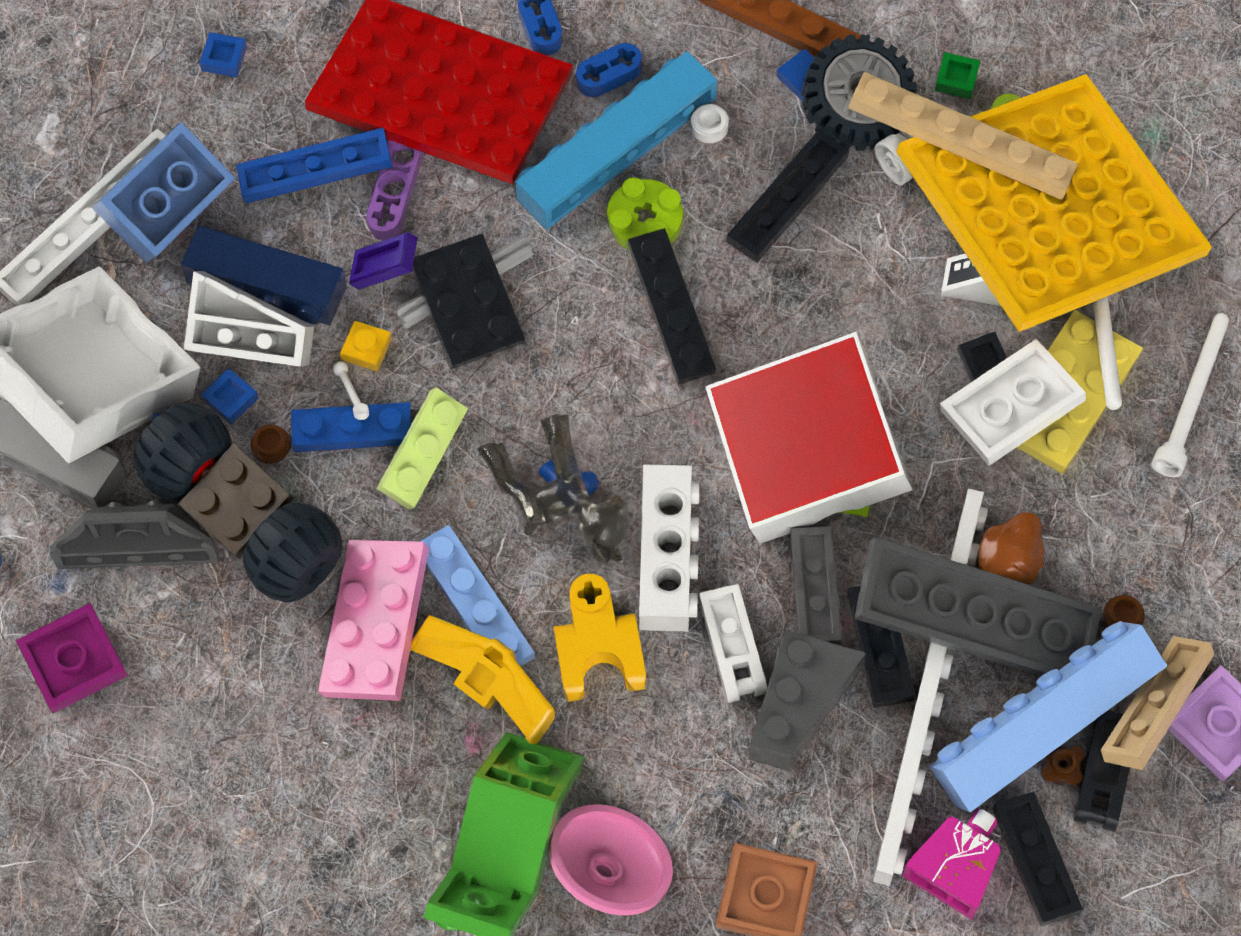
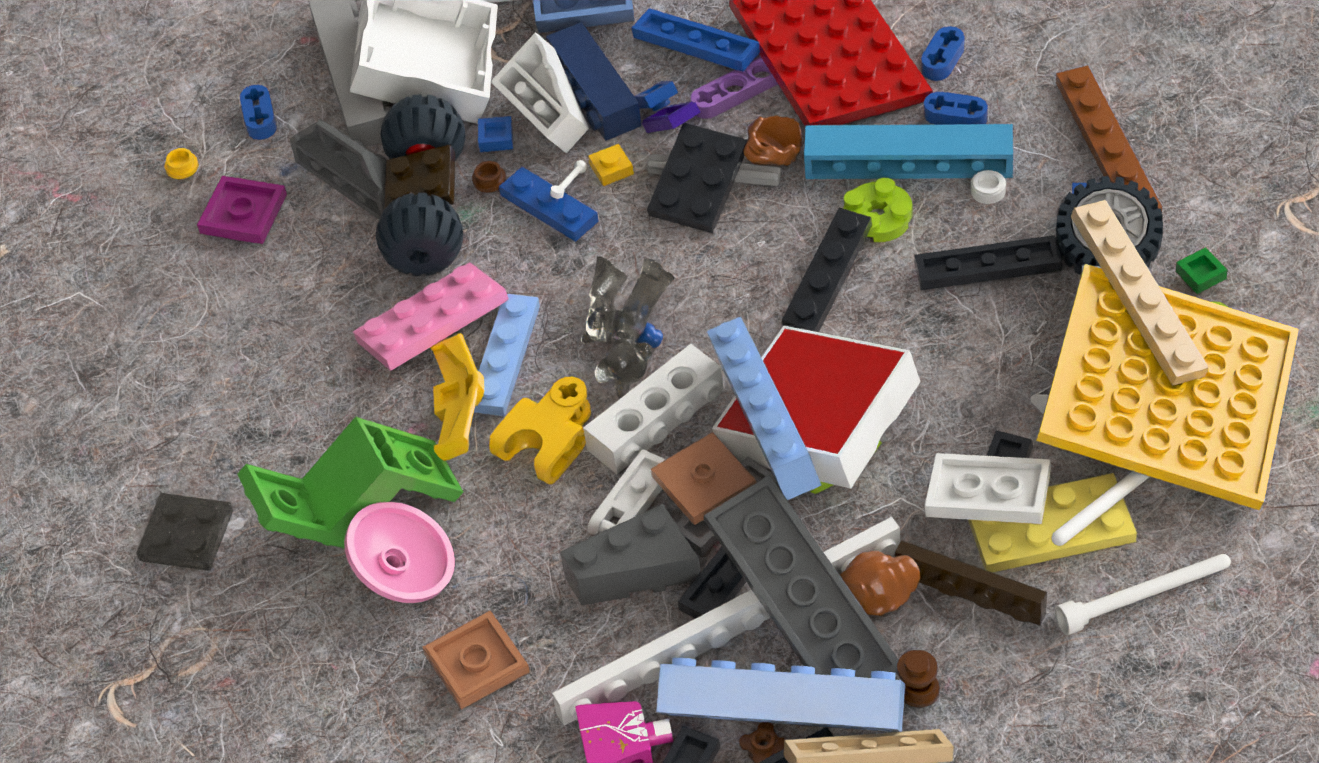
camera: 50 degrees right, 15 degrees down
(338, 245) = (656, 96): none -> blue plate
(422, 448) = (573, 243): yellowish green plate -> none
(499, 216) = (773, 141): none -> dark orange hair
(783, 578) = (702, 477): none -> nougat plate
(794, 478) = (764, 409): none -> light blue brick
(1085, 490) = (977, 585): none -> dark brown plate
(1120, 601) = (917, 668): none -> reddish brown plate

